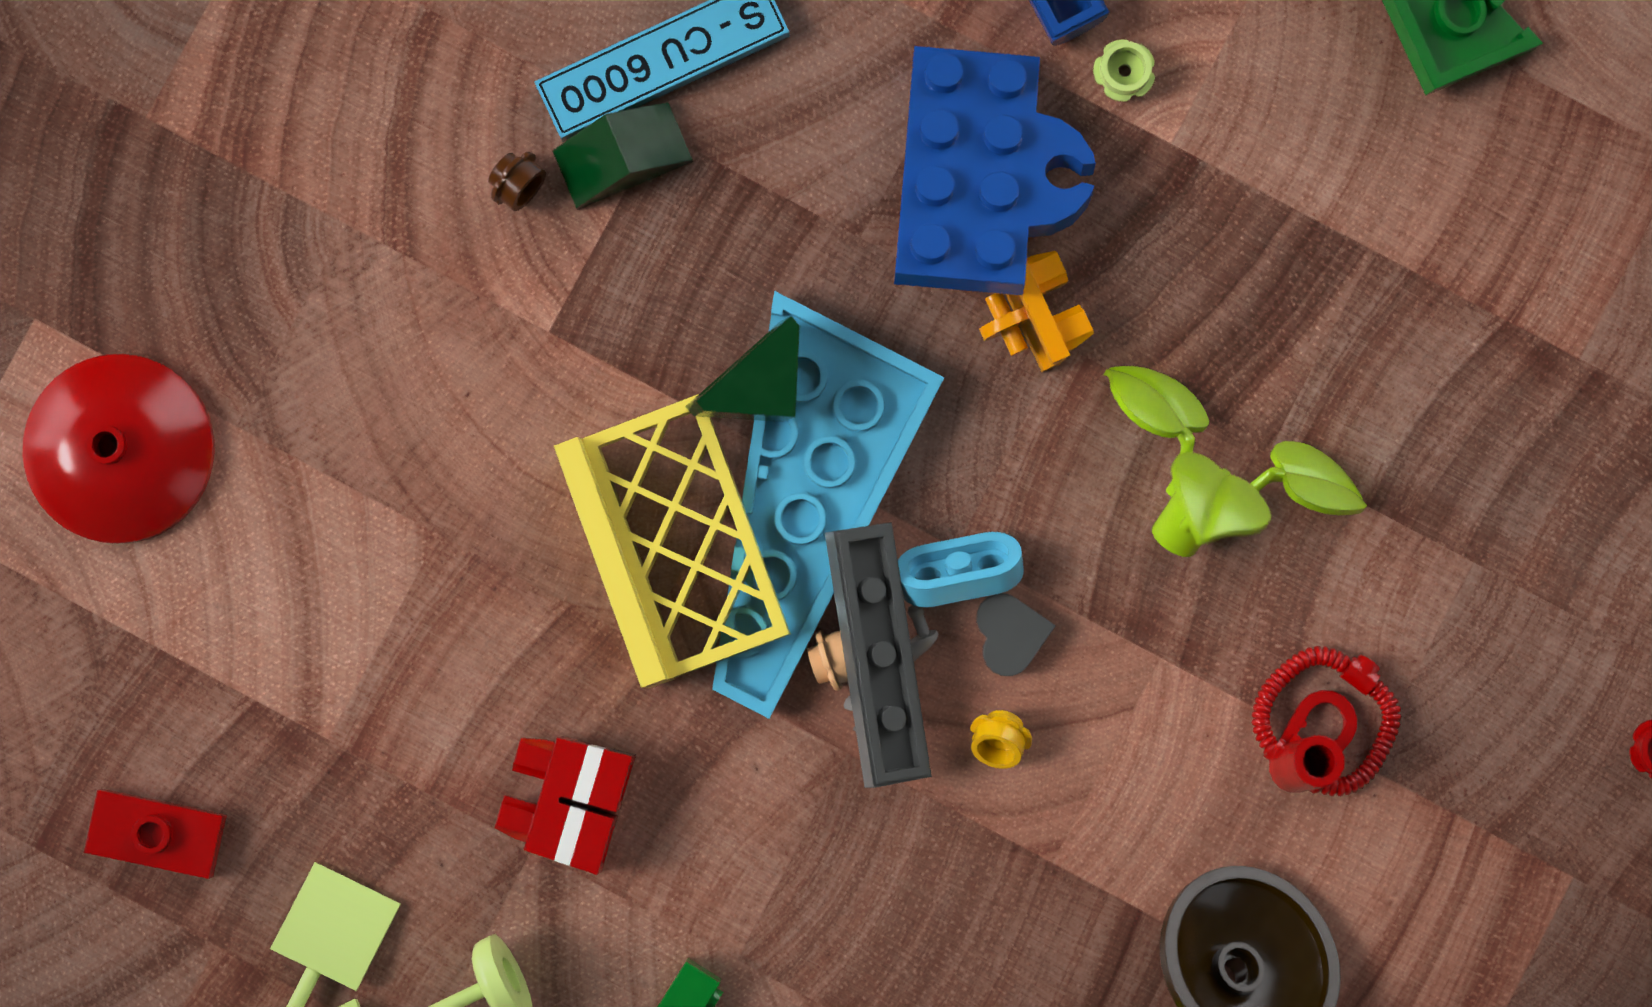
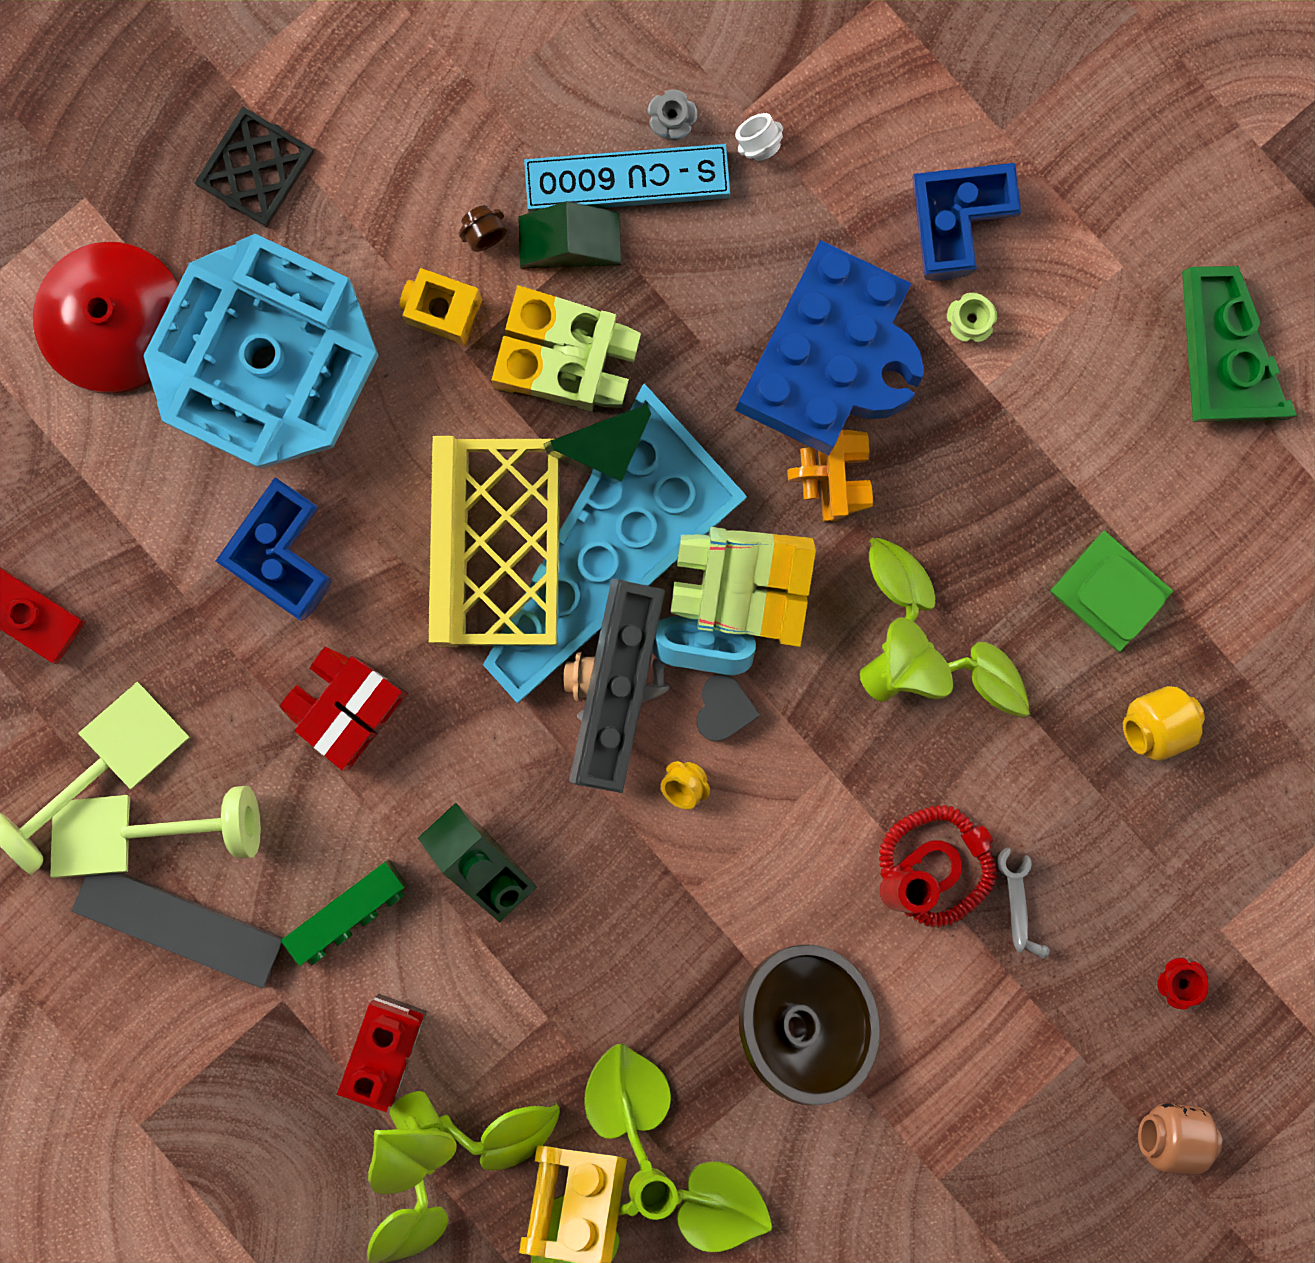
camera: 20 degrees right, 0 degrees up
(176, 201) = (284, 186): none -> pearl dark grey window
(250, 412) = (227, 312): none -> medium azure piece
(405, 658) = (262, 553): none -> blue brick
(482, 272) = (431, 288): none -> yellow brick
(685, 298) = (561, 350): none -> yellowish green hips
(792, 922) = (476, 862): none -> dark green slope
(983, 477) = (748, 584): none -> yellowish green hips
(1406, 327) = (1111, 591): none -> bright green piece
(1437, 731) = (1018, 905): none -> light grey piece
(1524, 457) = (1163, 723): none -> yellow head

